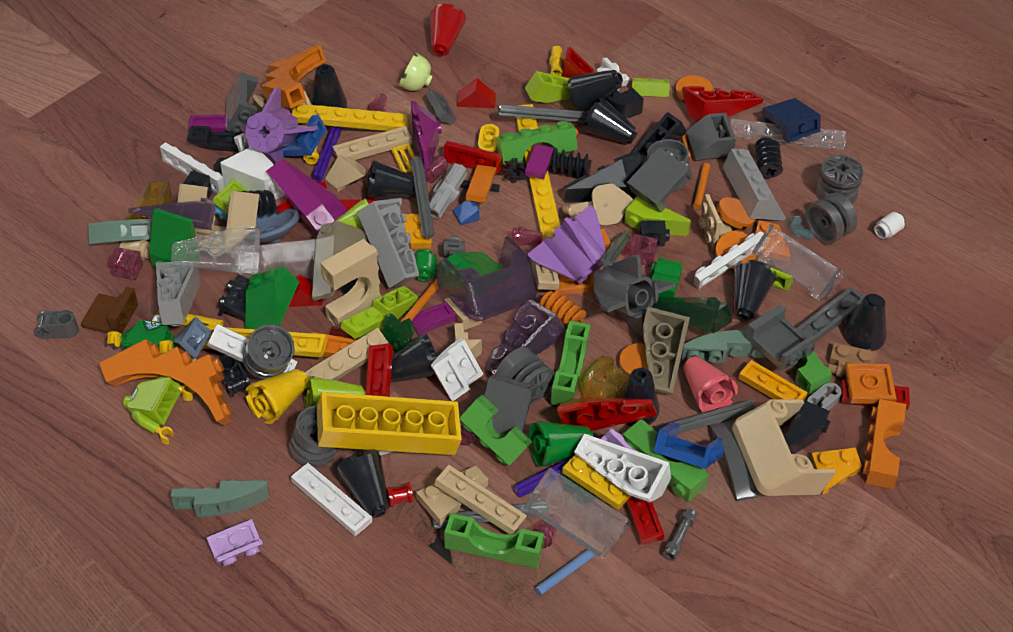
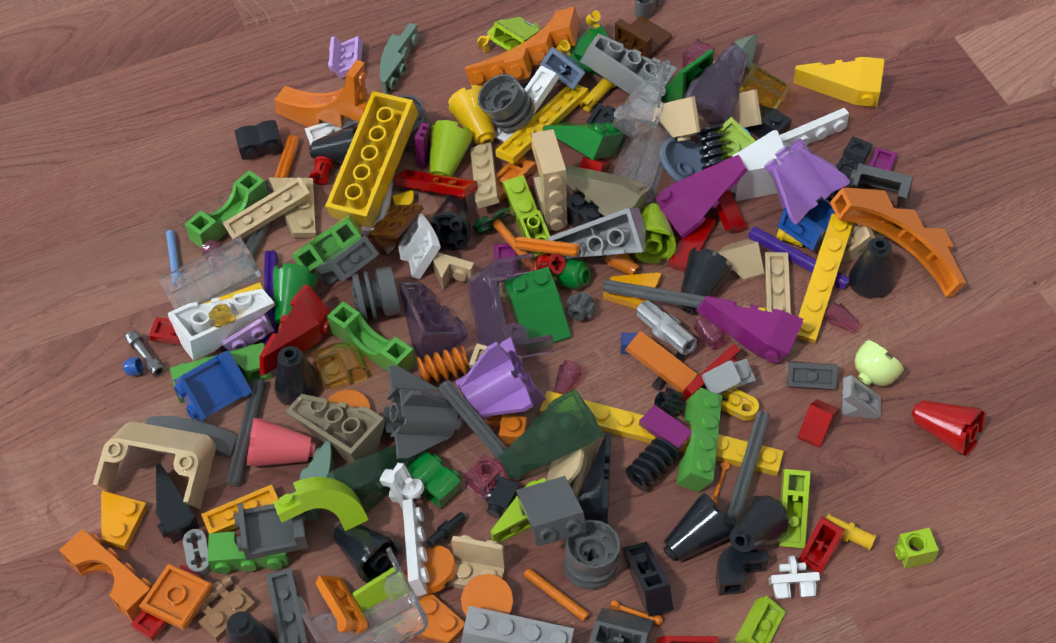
camera: 120 degrees right, 5 degrees up
(124, 154) = (851, 81): none -> yellow wedge
(329, 496) = (329, 107): none -> orange arch
(387, 566) = (258, 139): none -> black brick
(399, 534) = (287, 157): none -> orange axle
(415, 275) = (547, 246): none -> orange axle
(428, 272) = (551, 260): none -> red bush
(447, 383) = (393, 226): none -> reddish brown bracket
(449, 81) = (859, 400): none -> light grey slope
(477, 136) = (728, 377): none -> light grey slope
(548, 28) = (920, 539): none -> lime brick
(581, 193) = (555, 433): none -> clear green wedge
(627, 446) = (221, 315): none -> clear yellow plate
(688, 282) = (401, 484): none -> white hips
(699, 255) = (445, 530): none -> black bar
(700, 533) = (133, 366): none -> blue hinge
(746, 300) = (325, 494): none -> lime arch
(801, 284) = (342, 604): none -> orange plate

